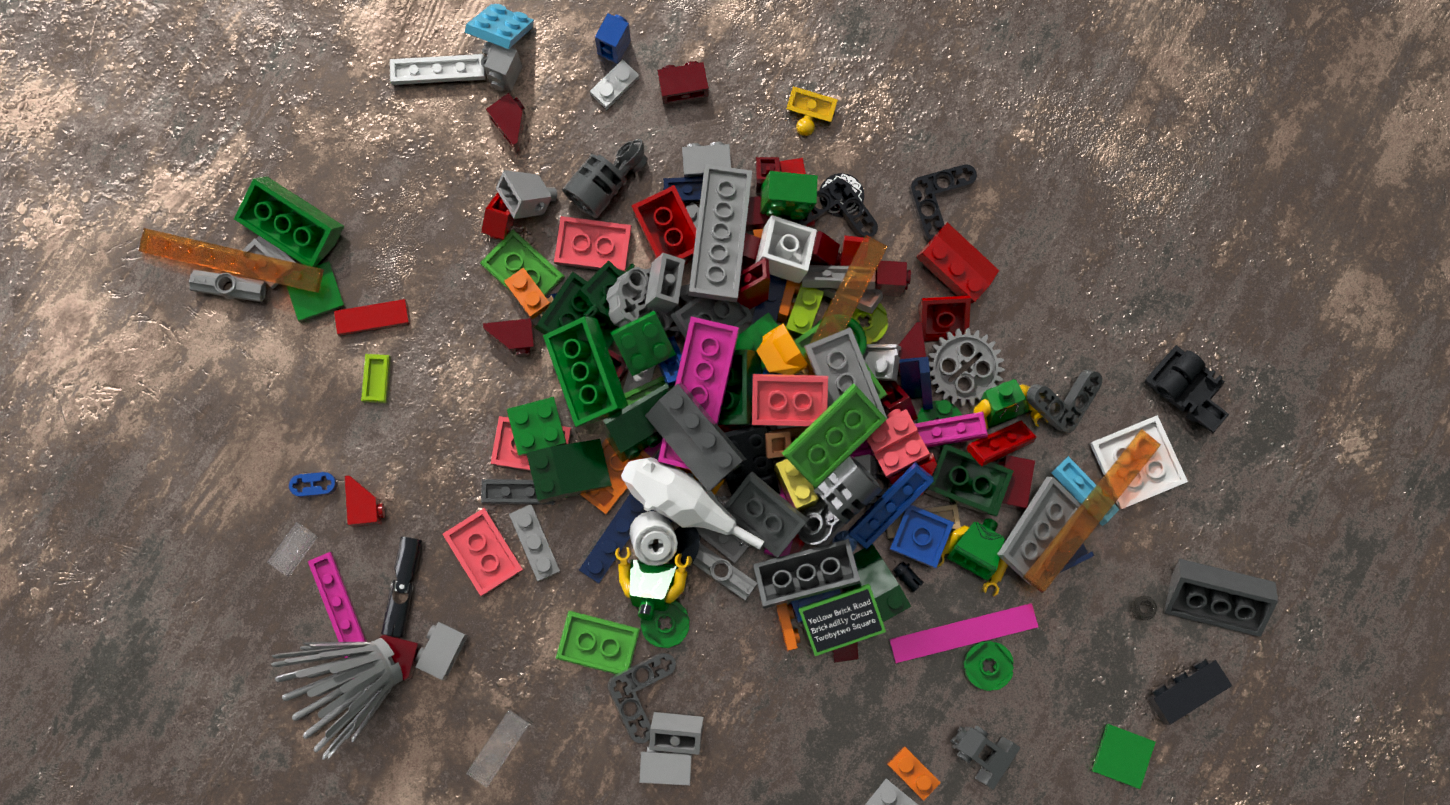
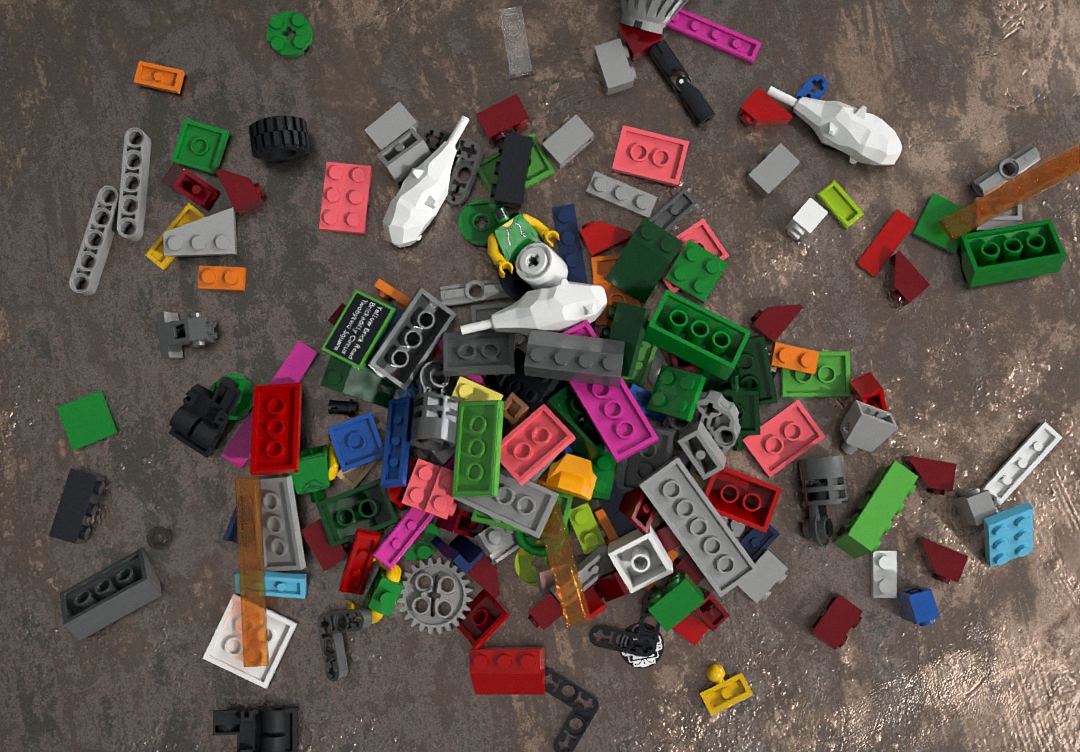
camera: 145 degrees right, 5 degrees up
(292, 549) = (779, 41): clear plate -> none
(314, 428) = (846, 128): none -> white piece
(386, 275) = (905, 280): none -> dark red slope
(401, 451) = (772, 170): none -> light grey brick
(415, 386) = (805, 220): none -> white brick
(535, 624) = (567, 141): none -> light grey brick
(563, 53) = (942, 561): none -> dark red slope
(569, 691) = (503, 118): none -> dark red brick
(576, 129) = (877, 511): none -> bright green wedge
(582, 521) = (602, 237): none -> red slope
(602, 639) = (512, 170): none -> black brick
(690, 687) = (422, 193): none -> white piece
(754, 746) = (345, 198): none -> coral plate
(977, 602) = (276, 429): none -> red plate
(1024, 667) = (205, 415): none -> black plate

